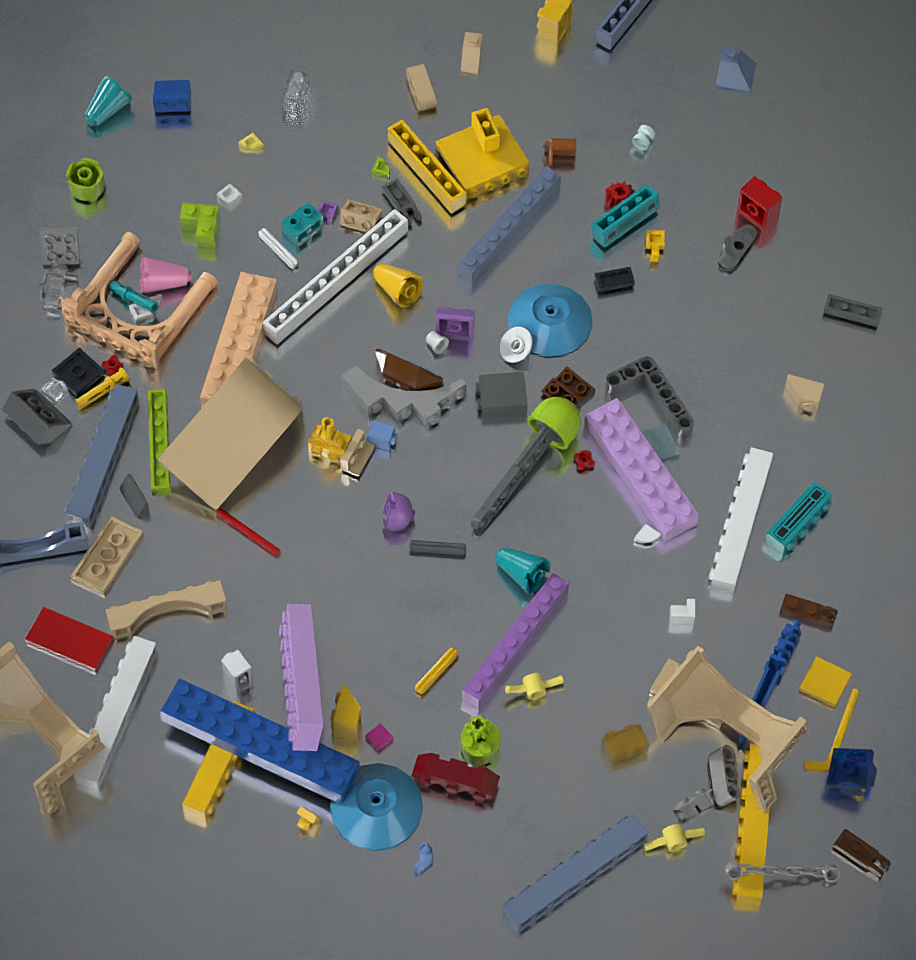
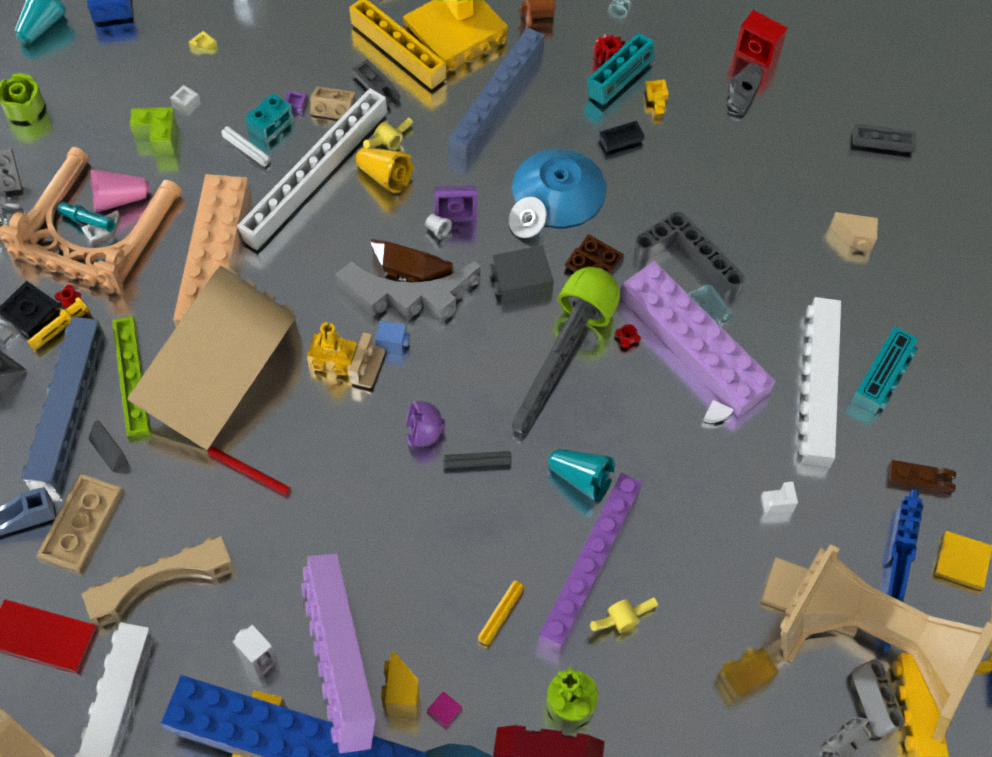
camera: 10 degrees left, 0 degrees up
(381, 168) = (348, 52): lime tile -> none
(405, 253) = (388, 135): none -> light yellow piece

